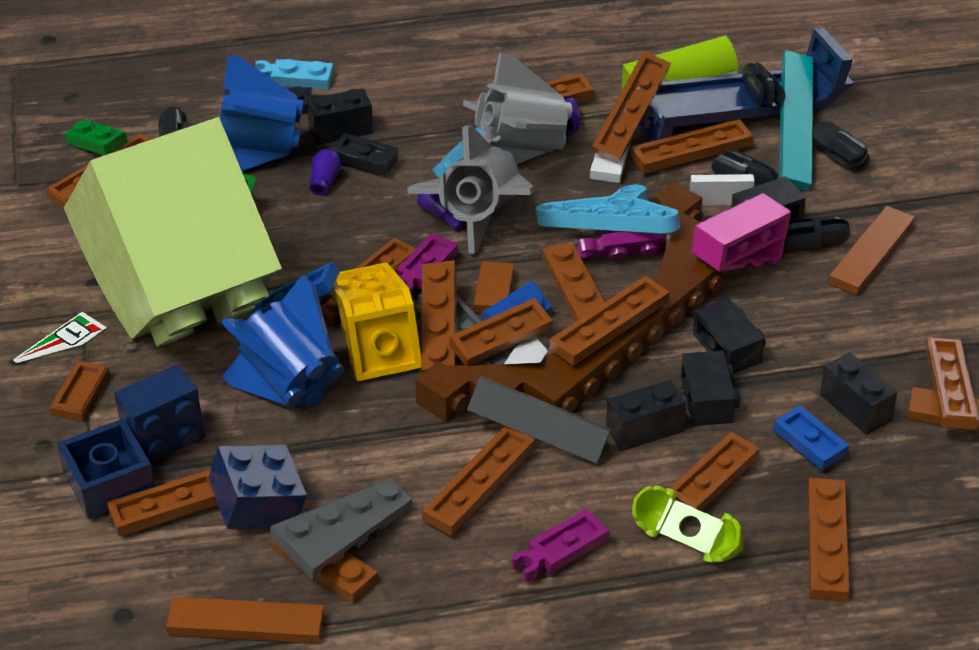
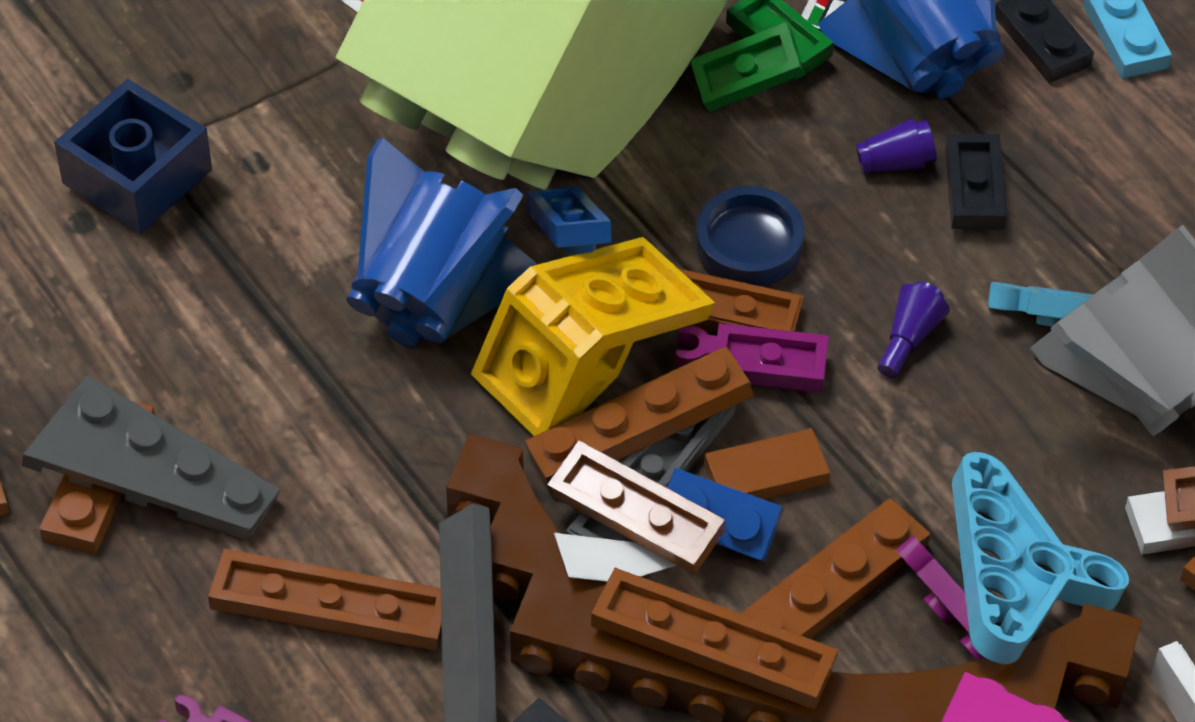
camera: 65 degrees right, 10 degrees up
(79, 391) = (292, 71): dark orange tile -> none
(162, 412) = (249, 167): dark blue brick -> none
(162, 503) = (119, 250): dark orange plate -> none
(256, 485) = (169, 331): dark blue brick -> none
(339, 114) = (1035, 113): black brick -> none
(341, 241) = (750, 235): none -> dark blue piece
(476, 184) = (936, 341): light grey brick -> none

